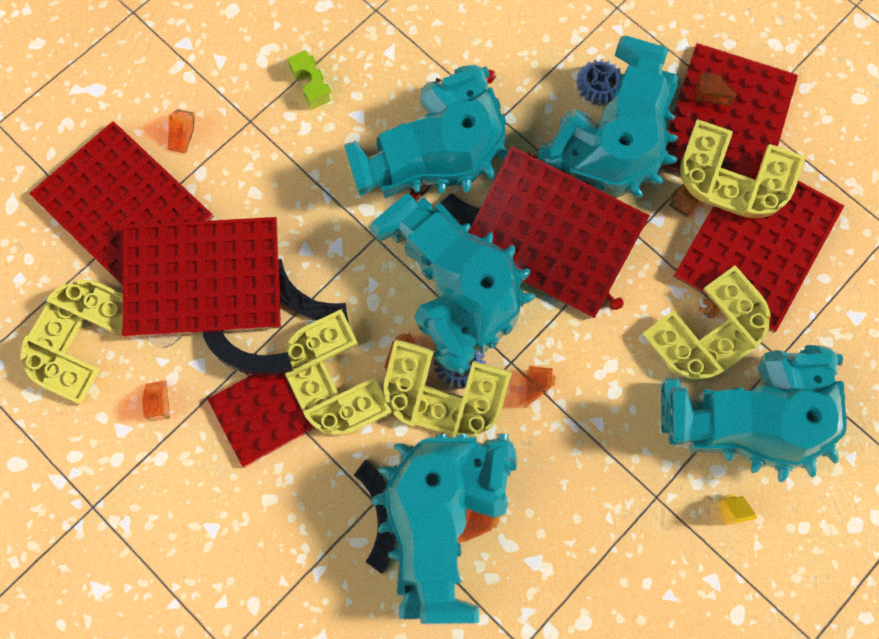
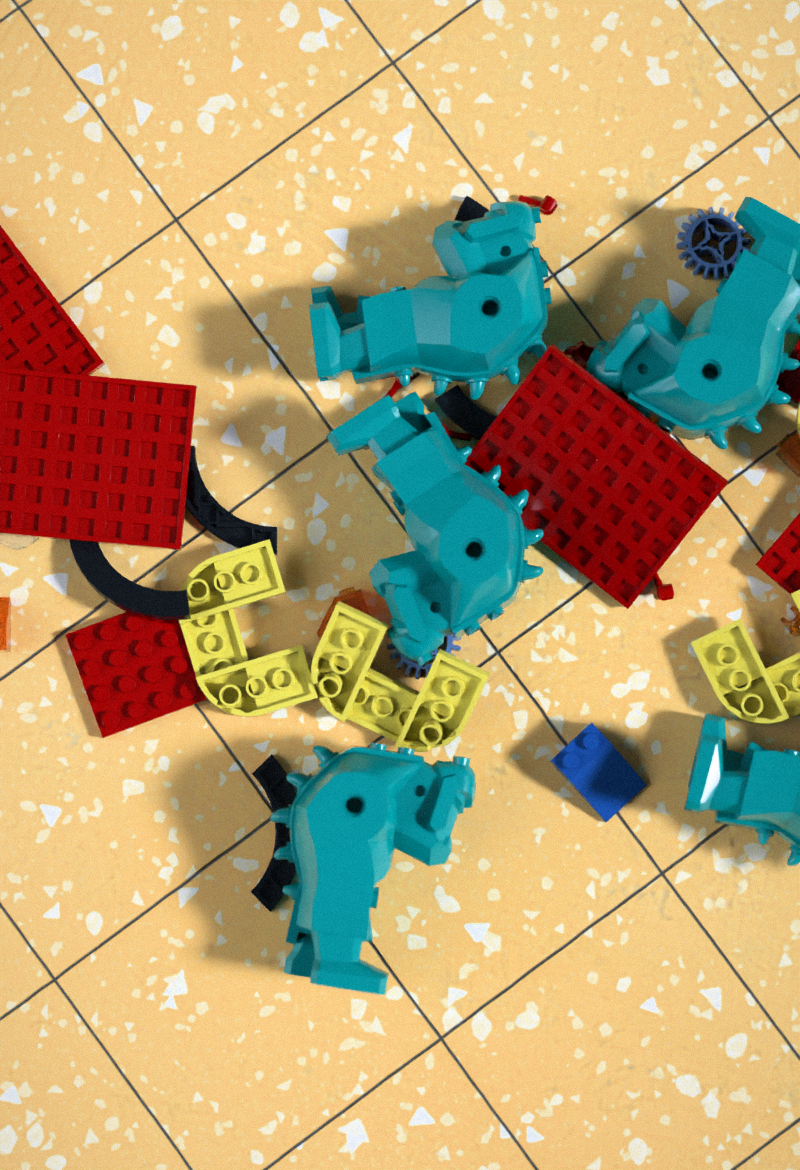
camera: 15 degrees right, 10 degrees up
(180, 130) = (72, 221): clear orange slope -> none
(304, 68) = (268, 145): lime arch -> none
(477, 526) = (409, 871): clear orange slope -> none
(537, 384) = (528, 690): clear orange slope -> none
(597, 432) = (598, 772): none -> blue slope
(735, 510) = (762, 908): yellow slope -> none

